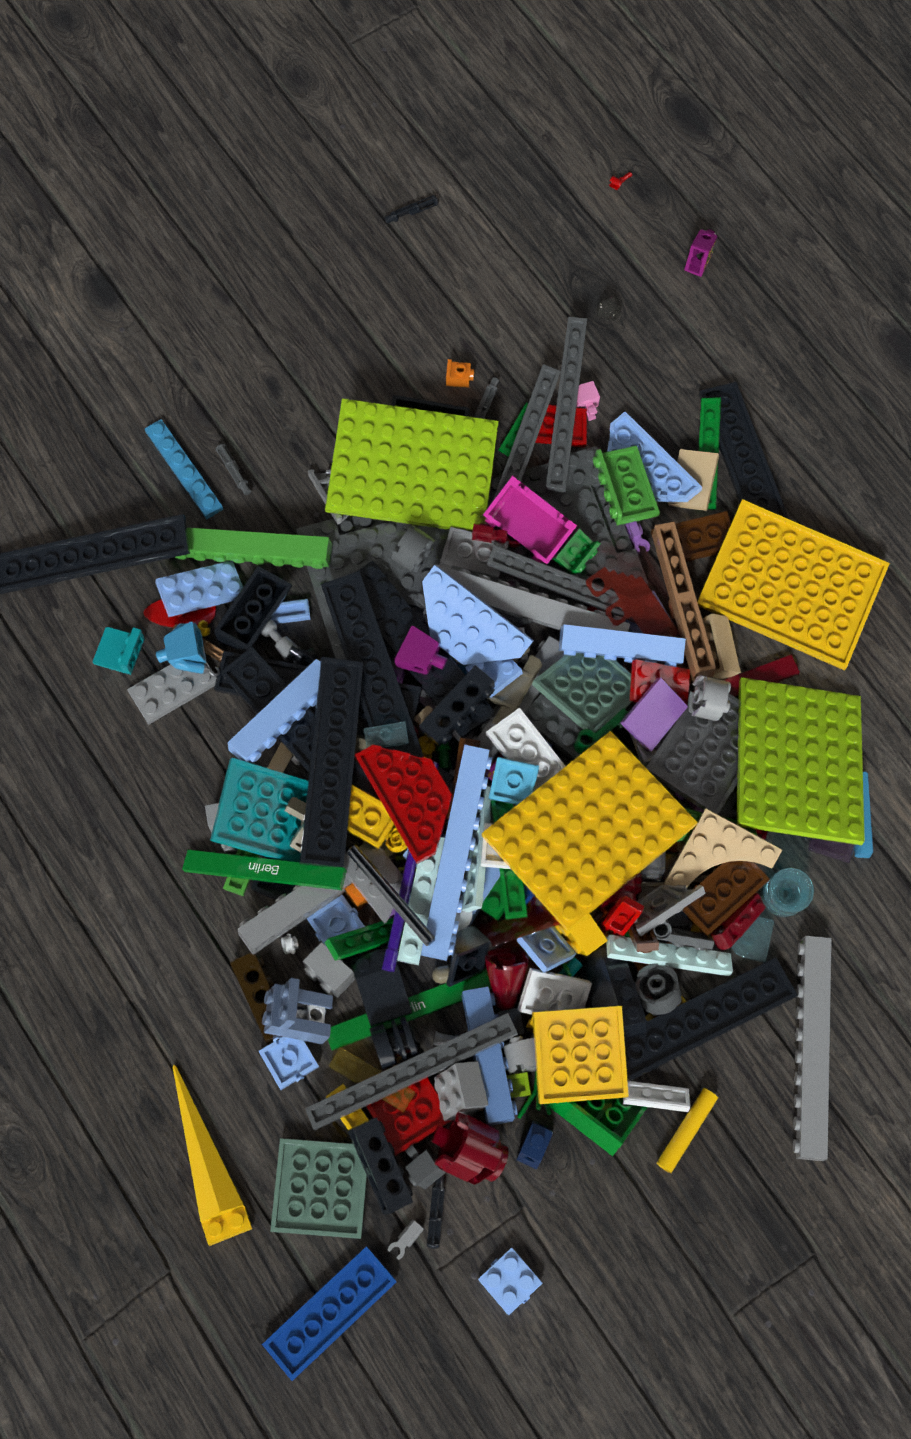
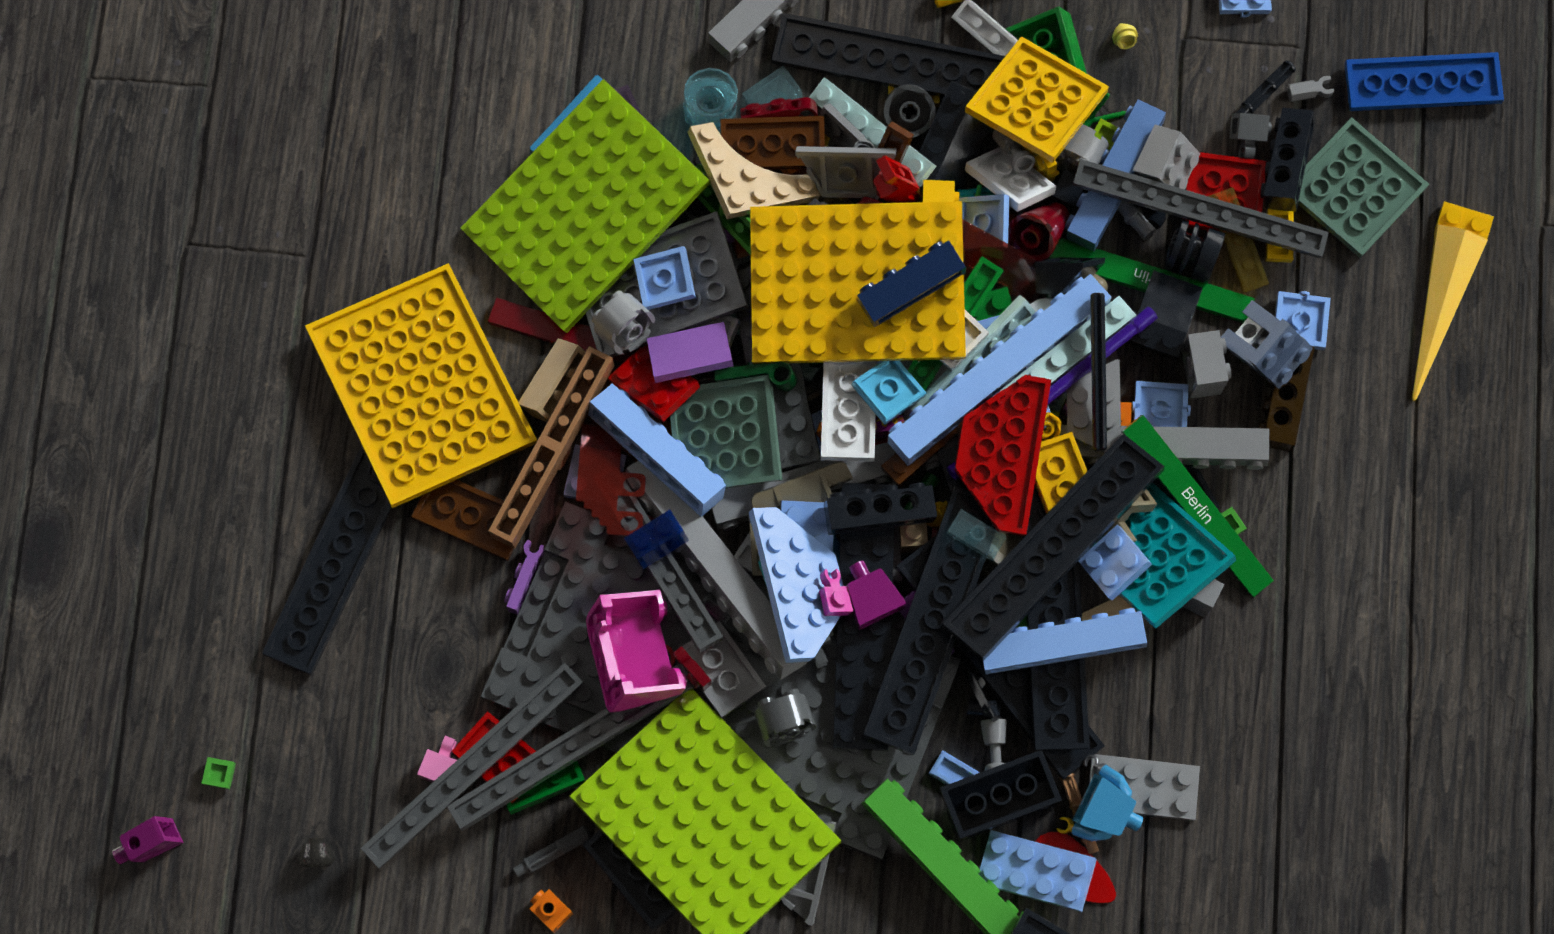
camera: 140 degrees left, 5 degrees up
(119, 649) = (1173, 872): teal bracket -> none
(286, 784) = (1115, 562): none -> light blue plate
(289, 944) = (1221, 422): white plate -> none
(360, 940) = (1157, 362): green plate -> none
(439, 629) = (834, 597): none -> dark pink plate
(470, 1150) = (1198, 107): dark red piece -> none
(535, 1145) = (1133, 71): dark blue torso -> none
(553, 843) = (911, 283): none -> dark blue brick
(563, 1172) = (1125, 36): none -> light yellow plate
(573, 585) = (656, 539): none -> clear blue brick
(576, 552) = (614, 578): green bracket -> none
(625, 485) = (495, 619): bright green bracket -> none
(665, 475) = (452, 634): light blue plate -> none
(699, 310) = (218, 773): none -> bright green plate
(702, 468) = (413, 577): tan tile -> none
(710, 436) = (368, 596): green tile -> none
(710, 747) = (664, 278): none -> light blue plate

